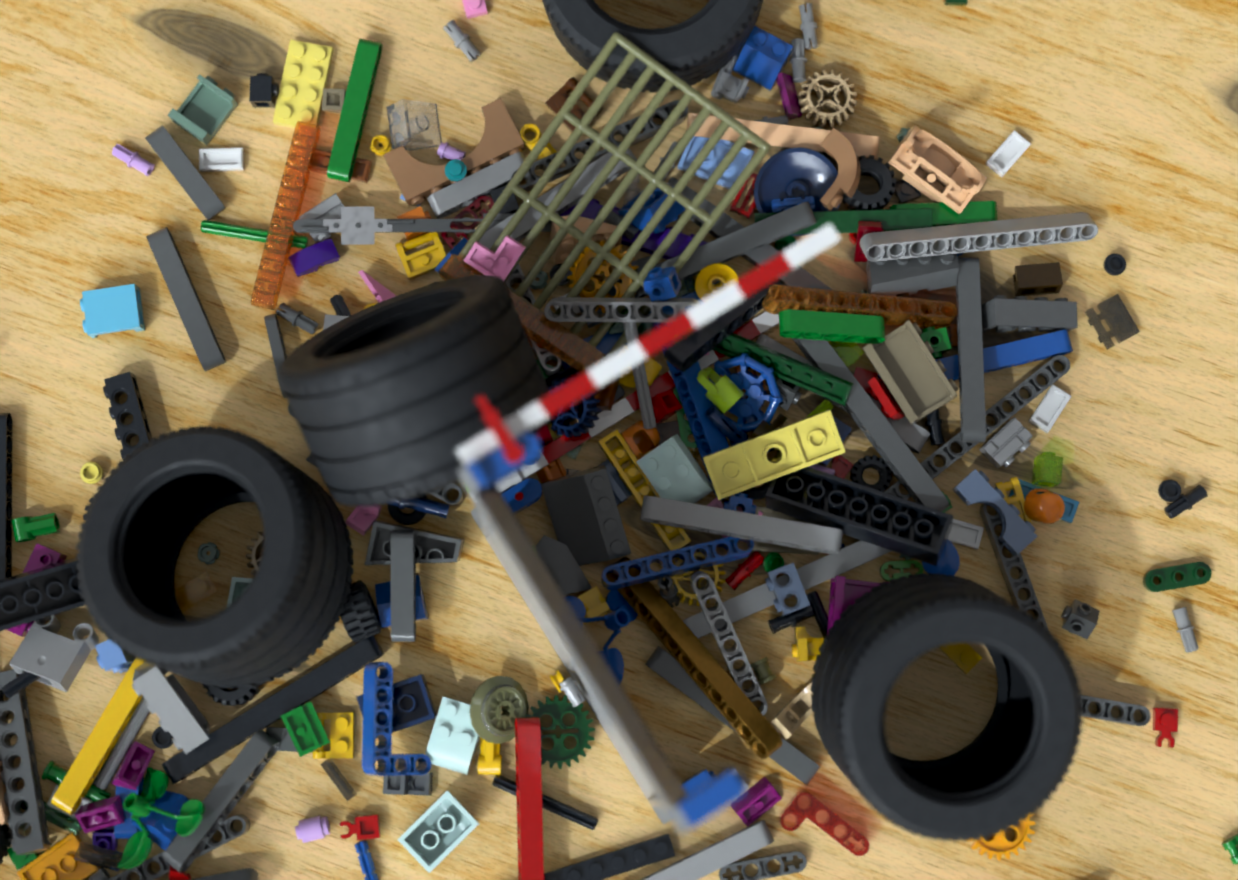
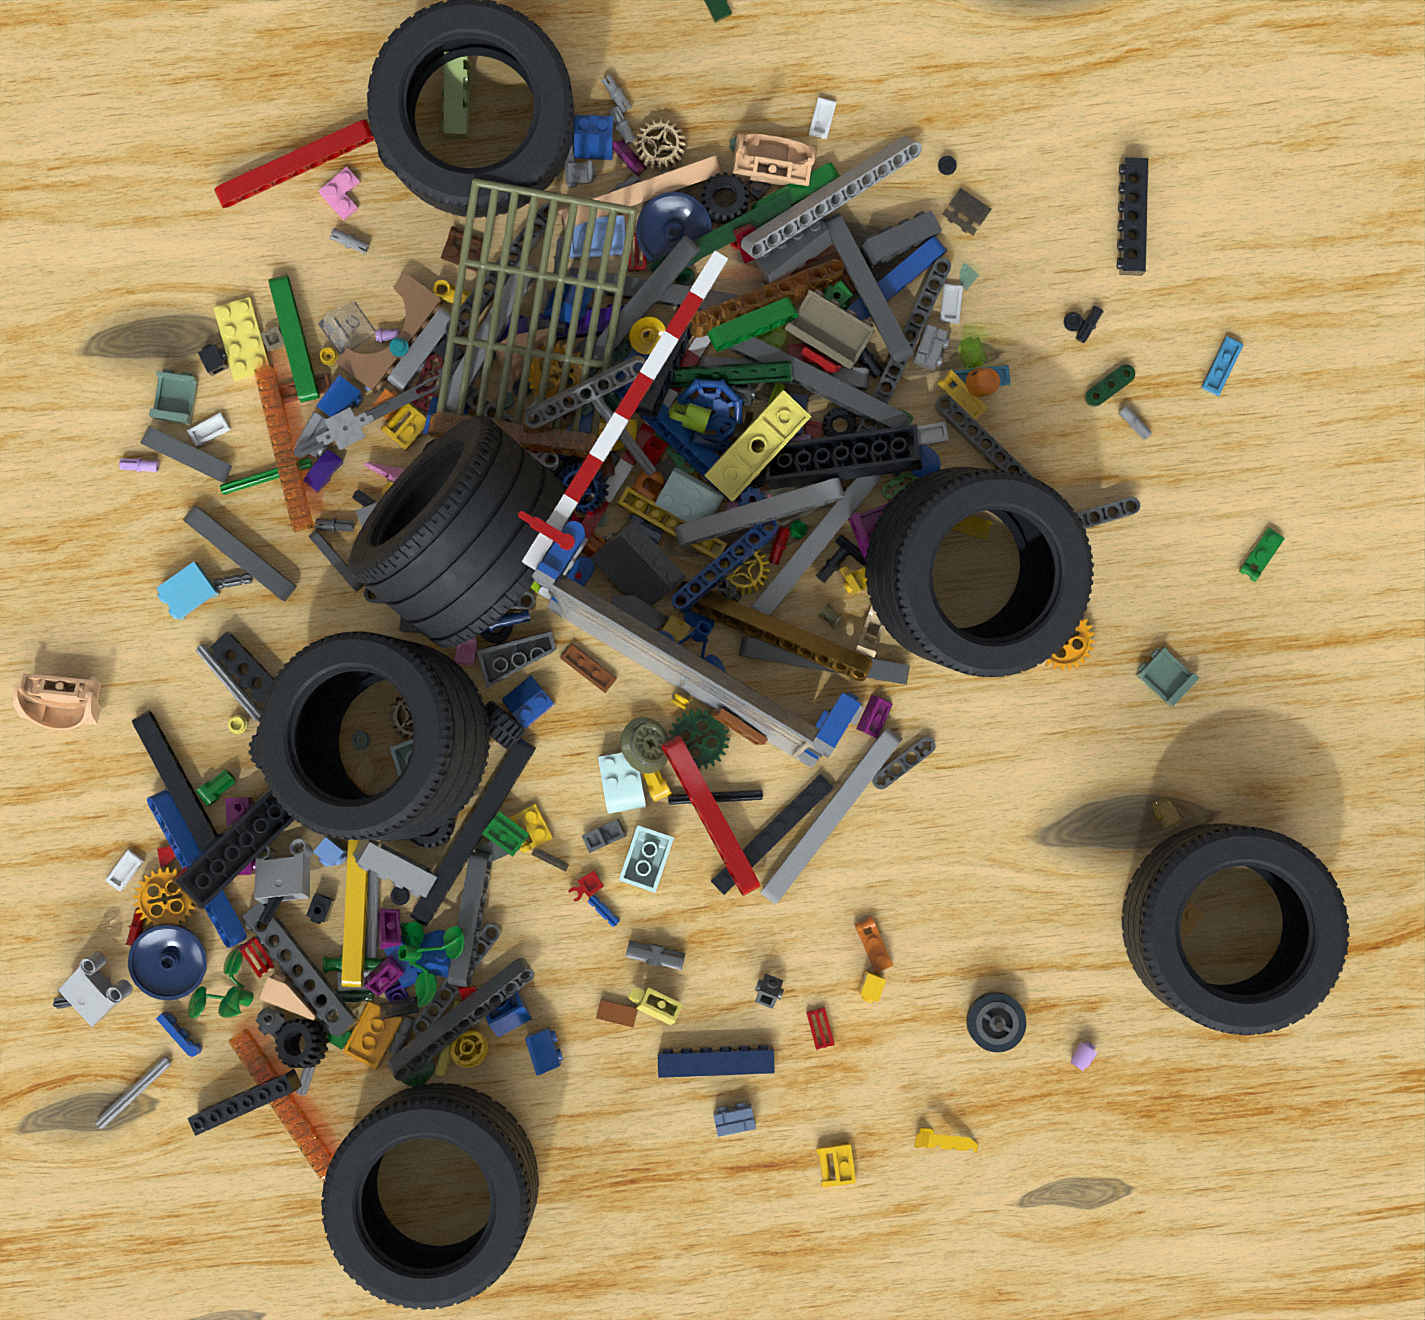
camera: 25 degrees left, 5 degrees up
(73, 708) = (320, 908): none -> black brick
(104, 420) = (228, 681): none -> light grey axle
(164, 323) = (232, 581): none -> dark grey axle
(312, 828) = (550, 905): lavender brick -> none
(369, 191) = (340, 397): none -> blue slope
(383, 729) = (565, 803): blue beam -> none
(403, 586) = (524, 688): dark grey beam -> none
(410, 703) = (566, 782): dark blue brick -> none
(481, 598) = (588, 668): none -> dark orange tile
(498, 263) = (467, 406): bright pink plate -> none
(572, 692) = (694, 703): light grey pin -> none
(607, 741) = (739, 727): none -> dark orange tile
(662, 283) = (606, 356): blue brick -> none
(724, 633) = (786, 603): light grey beam -> none
(778, 205) = (671, 244): blue axle -> none
(793, 587) = (822, 540): sand blue brick -> none
(827, 826) = (937, 707): clear red beam -> none
(849, 170) = (705, 193): medium nougat arch -> none
(1015, 532) = (970, 413): sand blue arch -> none
(1037, 279) = (893, 207): dark brown hinge -> none
(1080, 388) = (967, 276): none -> clear light blue tile
(1080, 619) = (1051, 454): dark grey brick -> none
(1165, 722) = (1153, 501): red plate -> none

